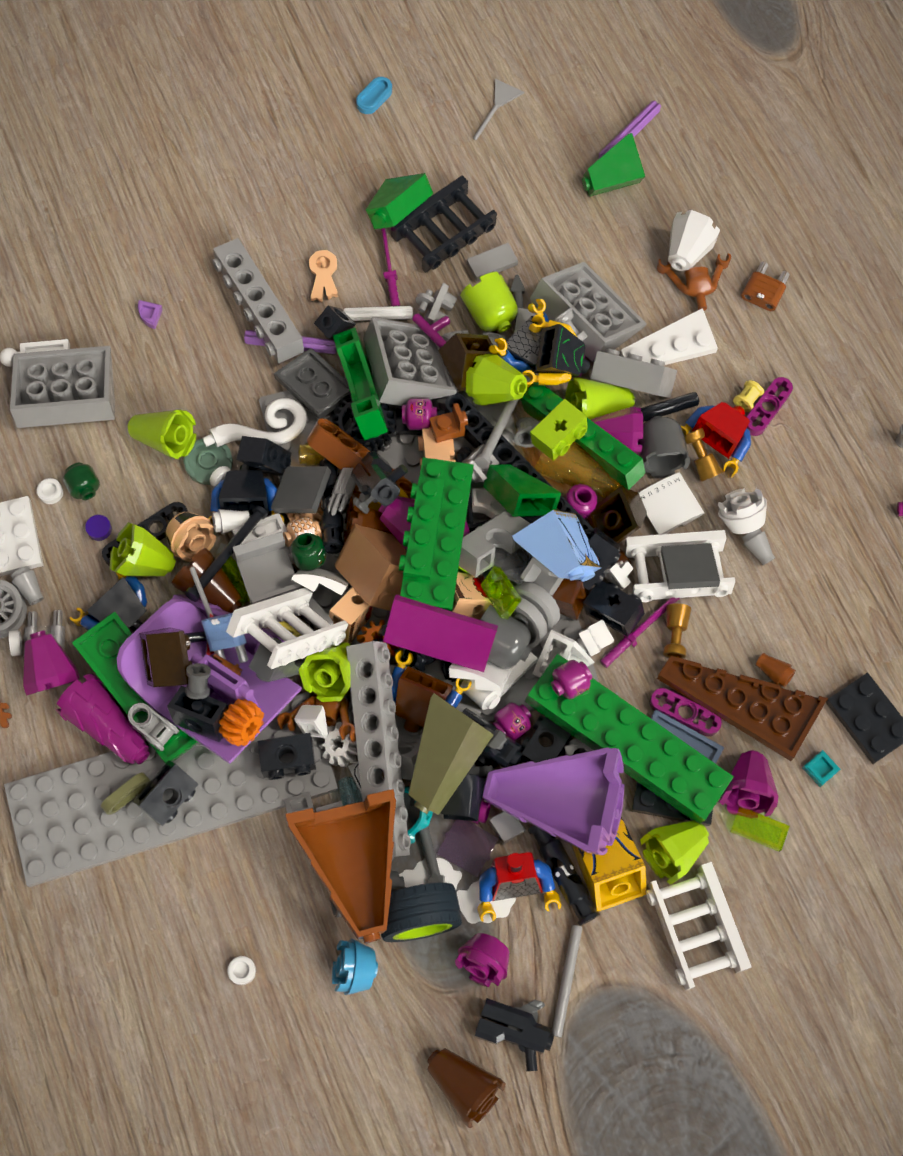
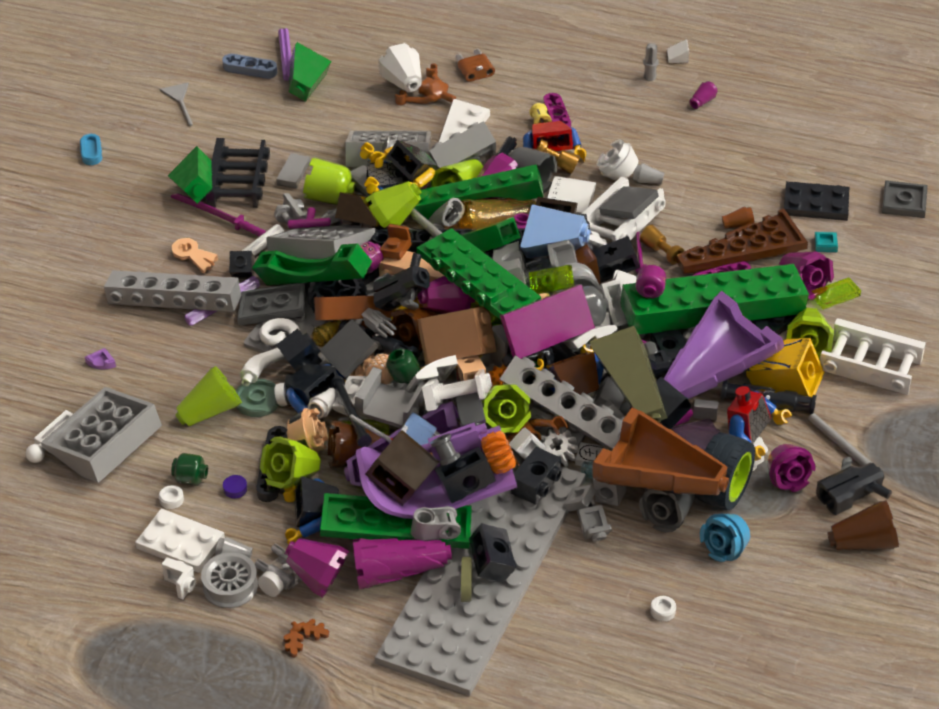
camera: 45 degrees left, 25 degrees down
(282, 844) = (594, 523): none -> light grey bracket
(559, 430) = (469, 188): lime brick -> none
(587, 127) = (261, 67): none -> sand blue beam

